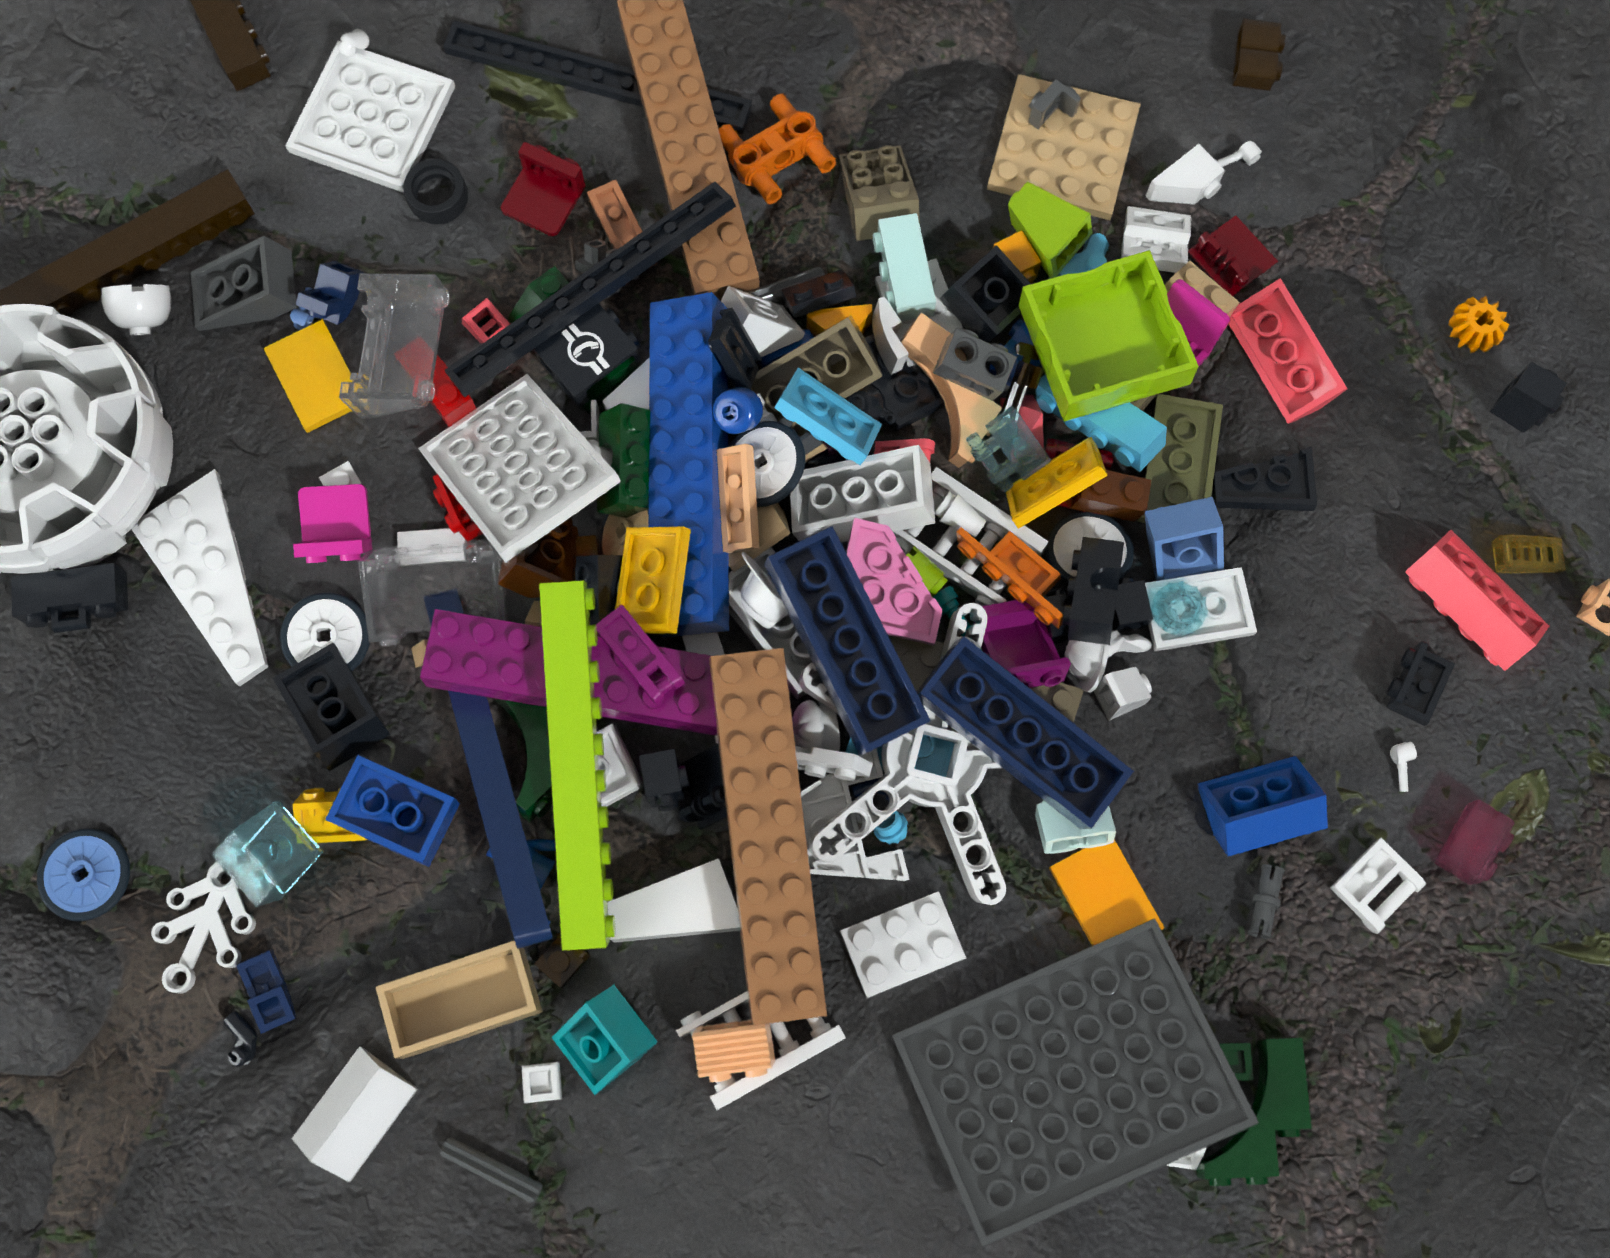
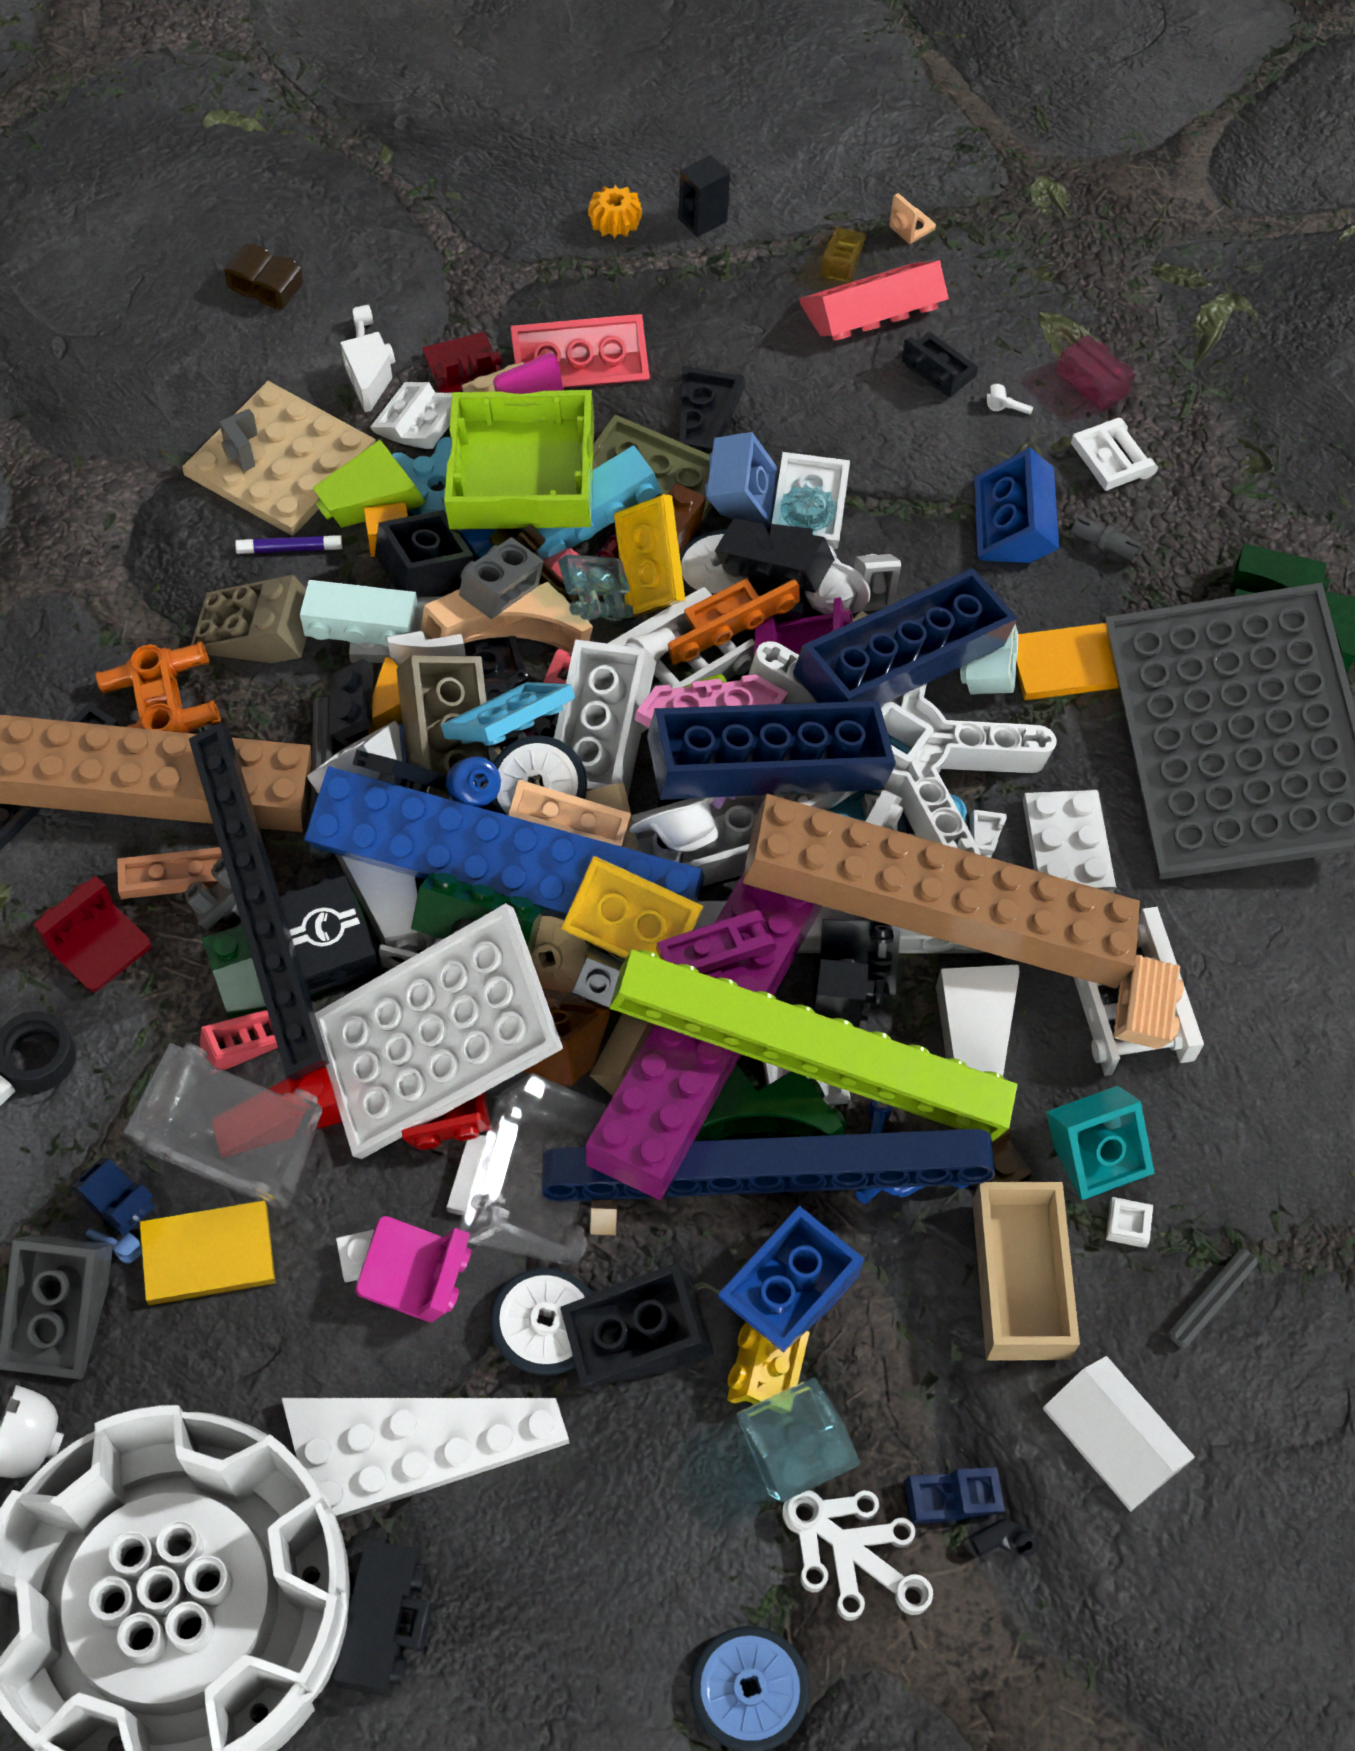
camera: 75 degrees left, 15 degrees down
(973, 189) = (289, 544): none -> dark purple bar

